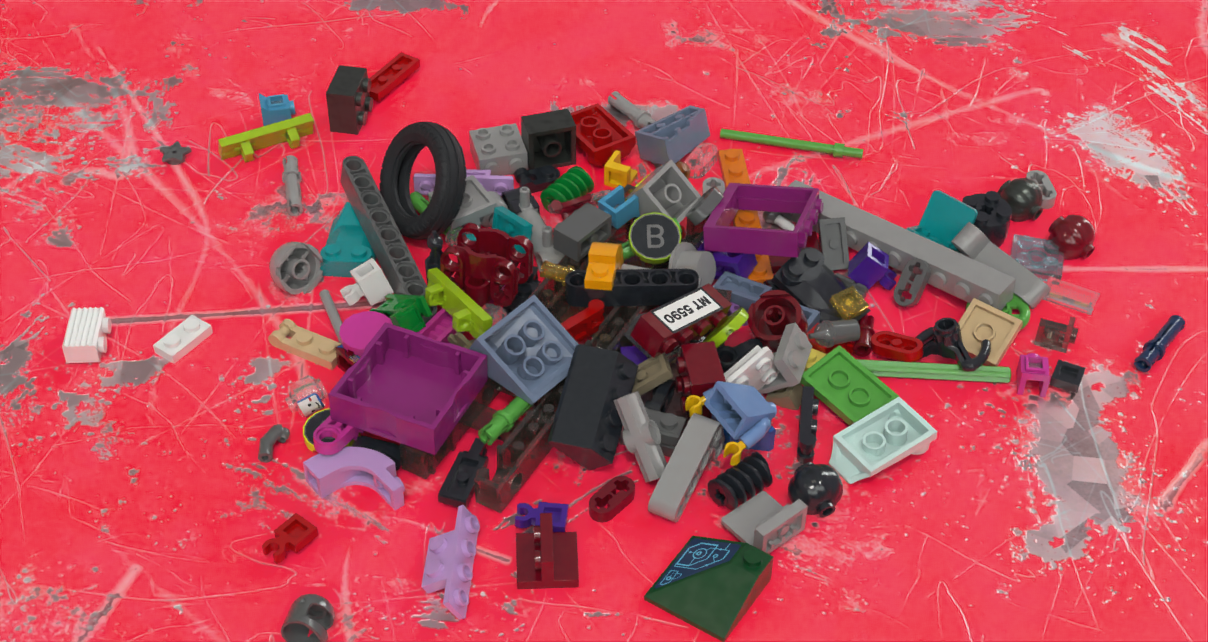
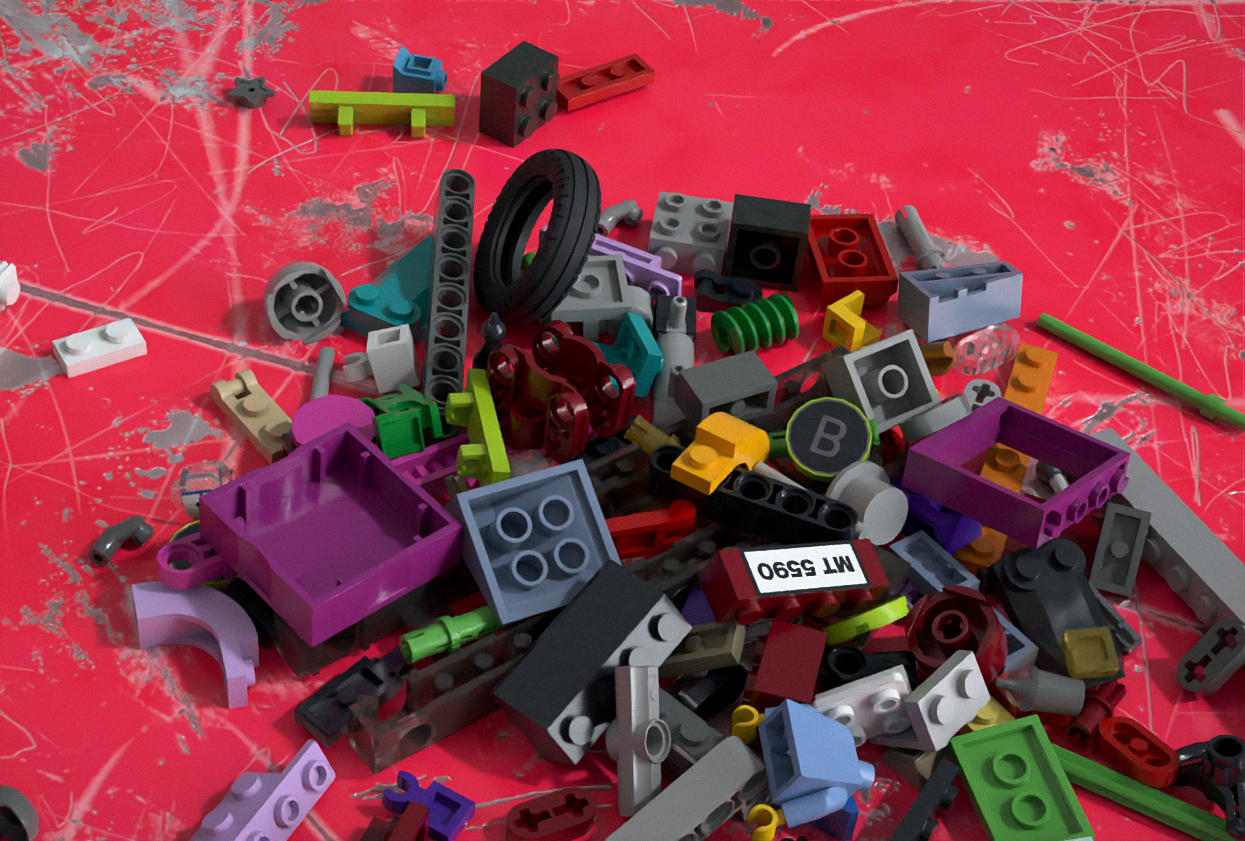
camera: 20 degrees right, 0 degrees up
(292, 179) = (381, 177): light grey pin -> none
(292, 535) = (57, 687): red plate -> none
(568, 207) = (767, 350): dark red piece -> none
(621, 210) = (800, 374): dark azure window -> none
(871, 266) = (1160, 607): dark purple brick -> none

